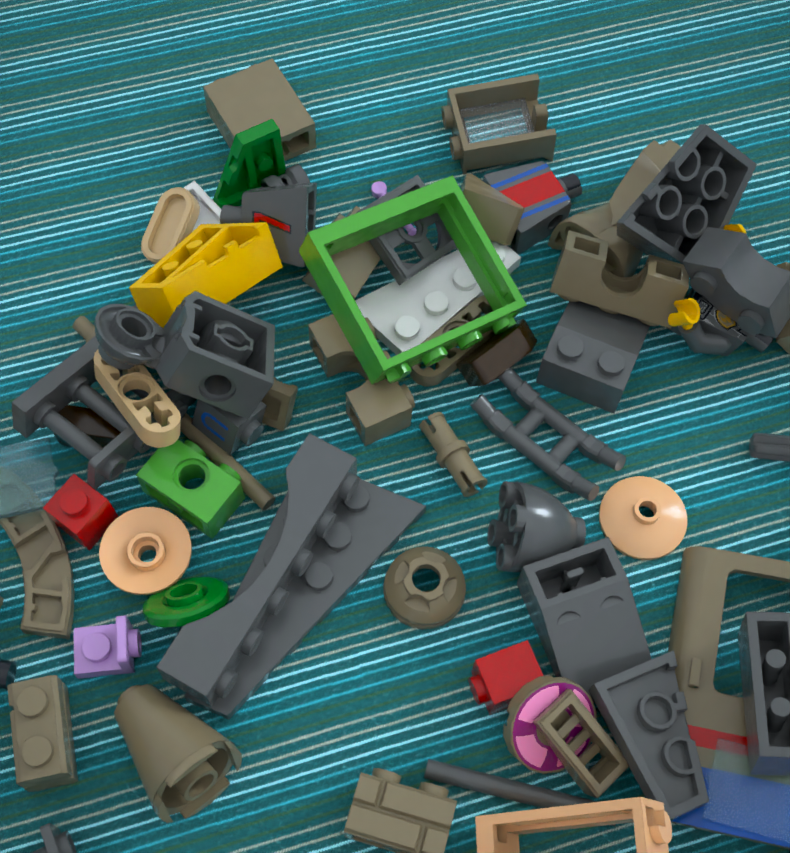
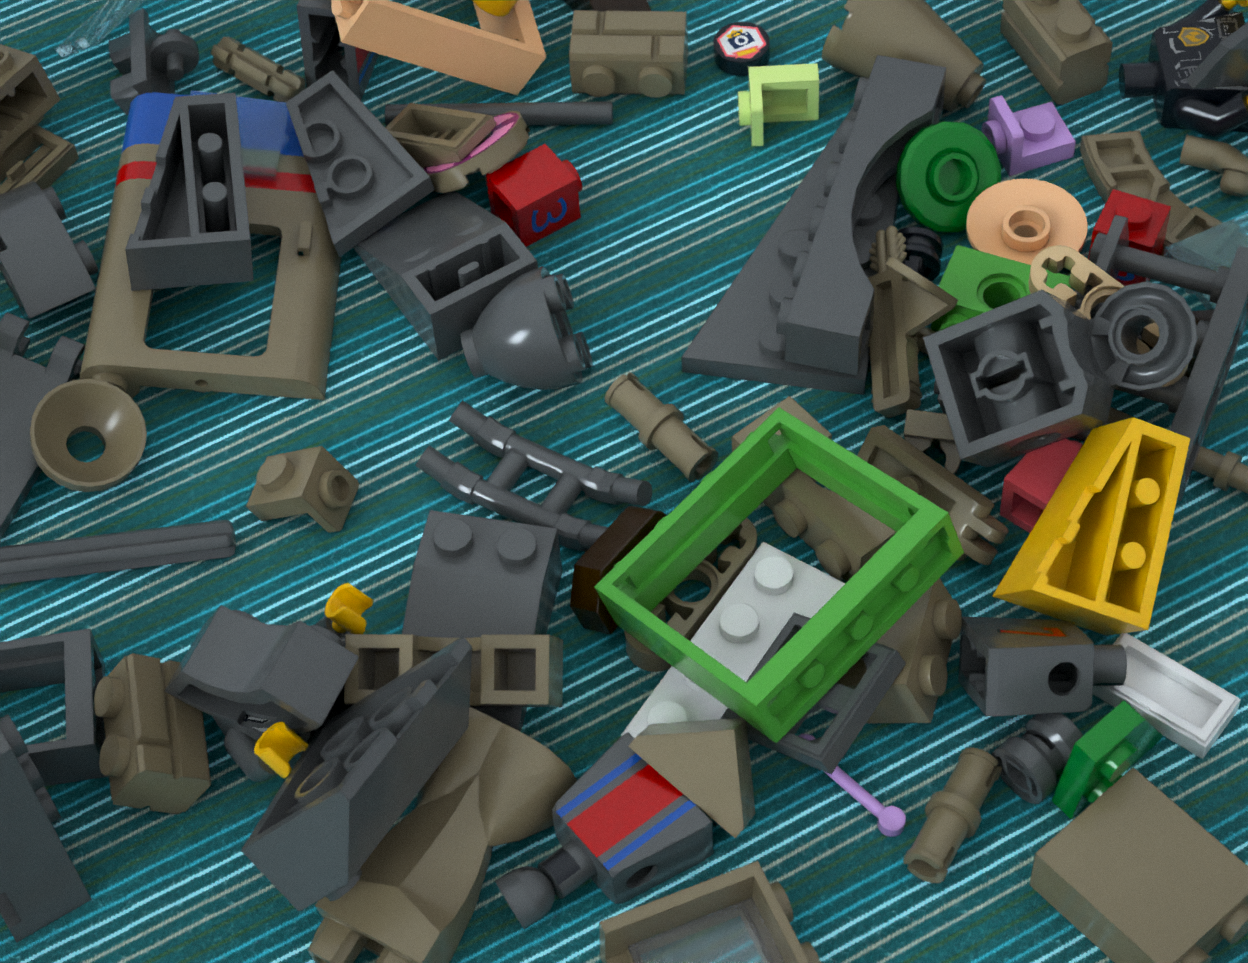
camera: 175 degrees right, 10 degrees down
(170, 223) = (1203, 651): tan tile -> none
(235, 548) = (923, 251): none -> black bush
(266, 484) = (902, 307): none -> dark tan piece
(282, 736) = (779, 95): none -> yellowish green bracket
(299, 361) = (920, 473): none -> dark tan hinge
(301, 812) = (740, 47): none -> tile
(347, 174) = (952, 815): none -> dark tan pin
(418, 607) = (661, 297): dark tan piece -> none
(593, 182) = (527, 893): none -> dark grey hinge
(640, 535) = (383, 442): light nougat dish -> none
(705, 463) = (303, 484): none -> dark tan bracket

